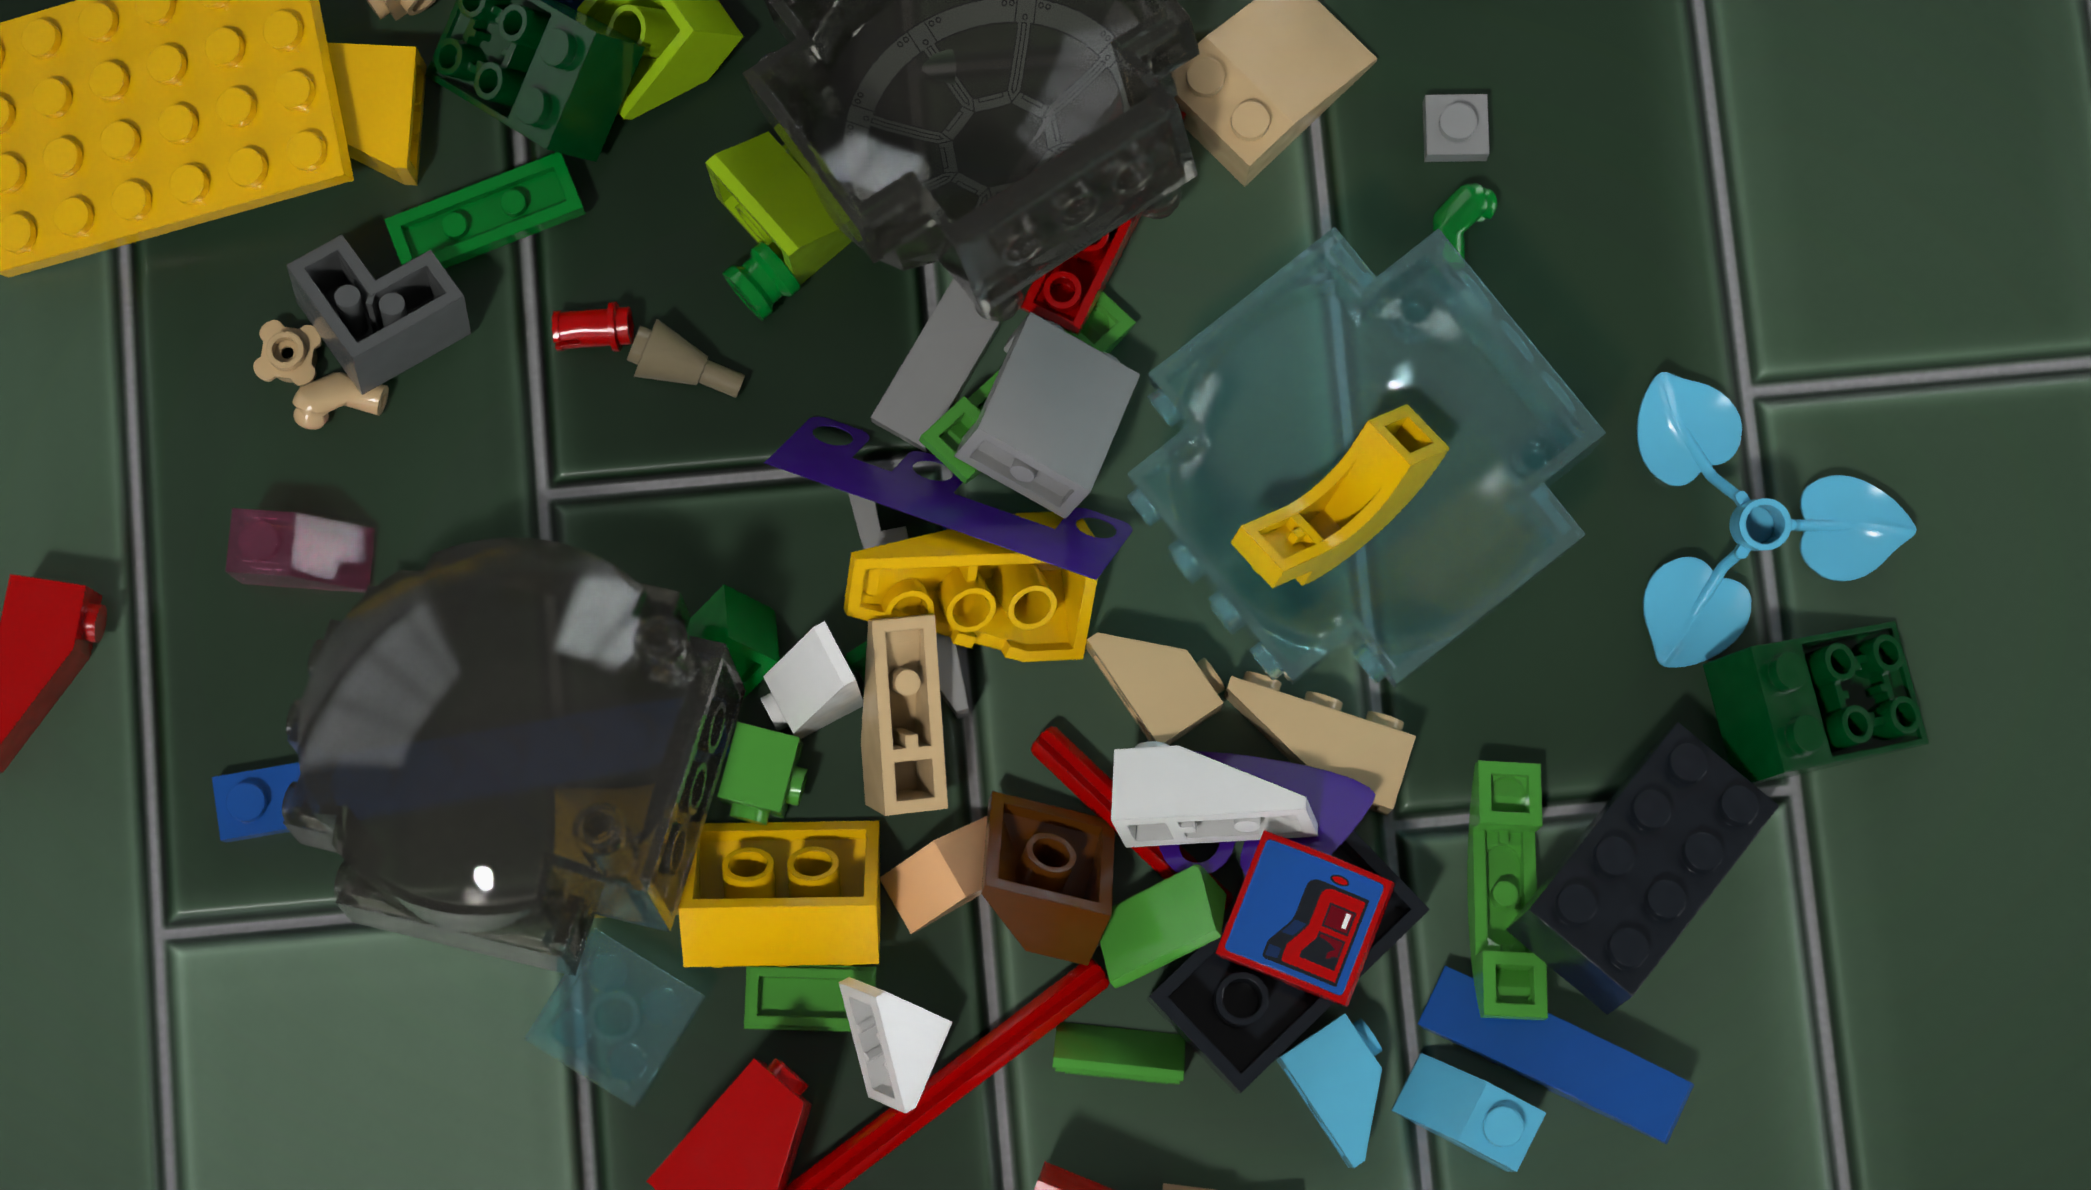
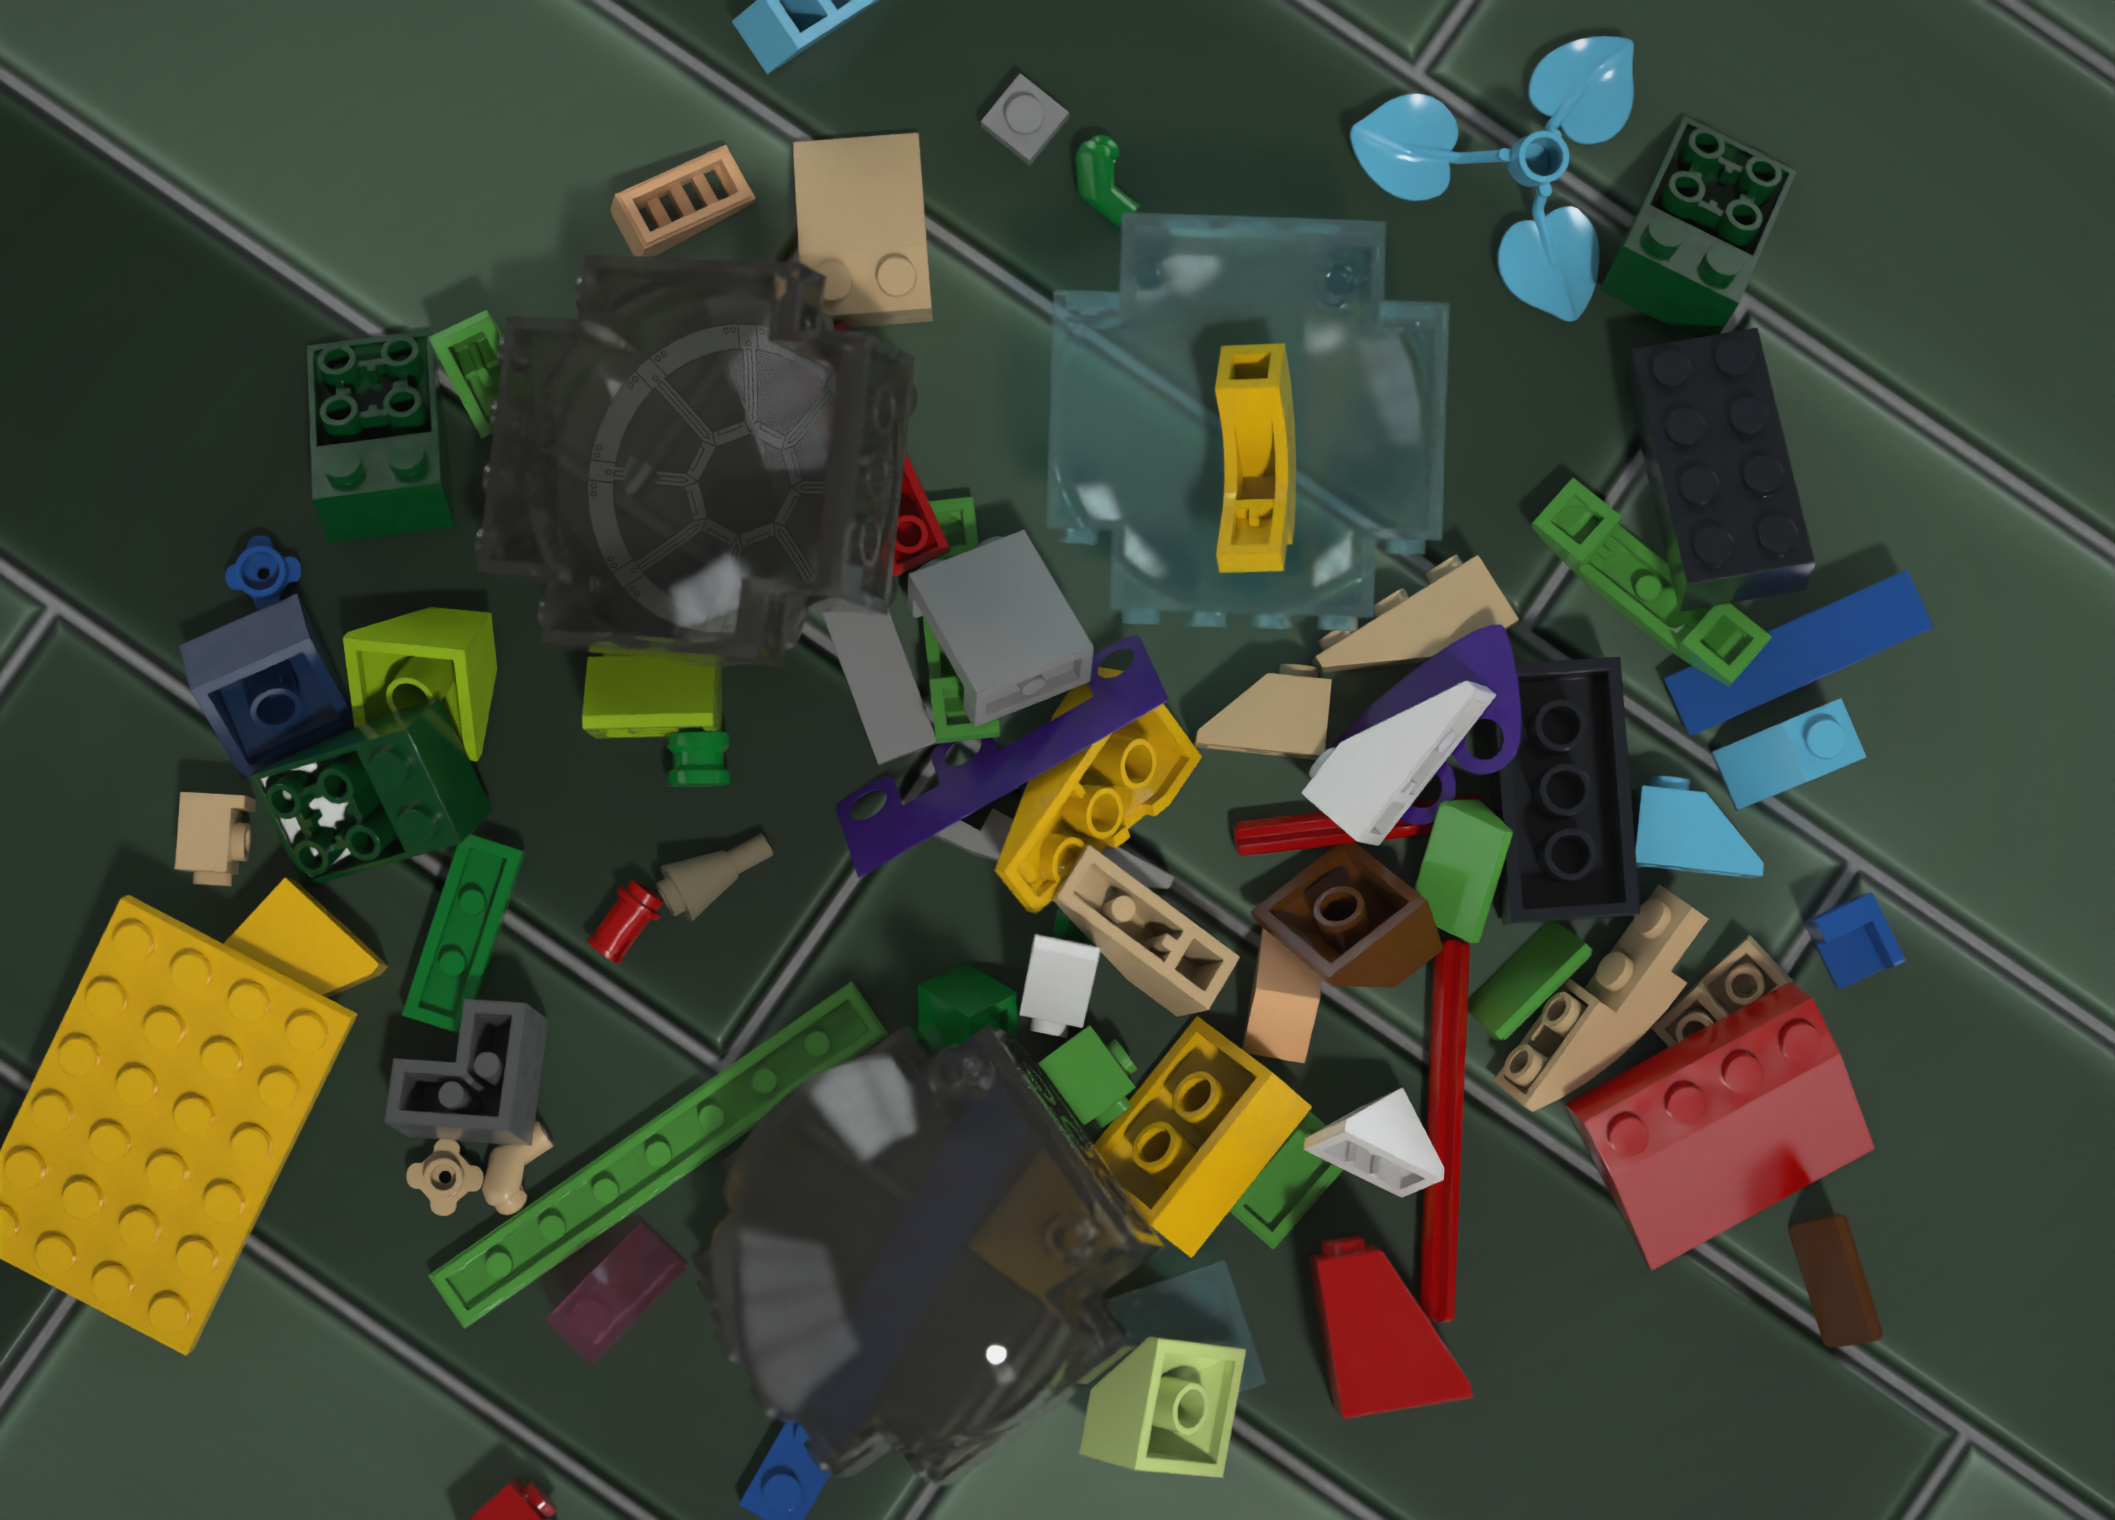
camera: 55 degrees left, 5 degrees up
(422, 493) = (655, 1156): none -> bright green tile
(547, 1041) = (1166, 1408): none -> yellowish green slope
(1124, 1134) = (1595, 1025): none -> tan slope
(1305, 918) = (1553, 757): slope -> none

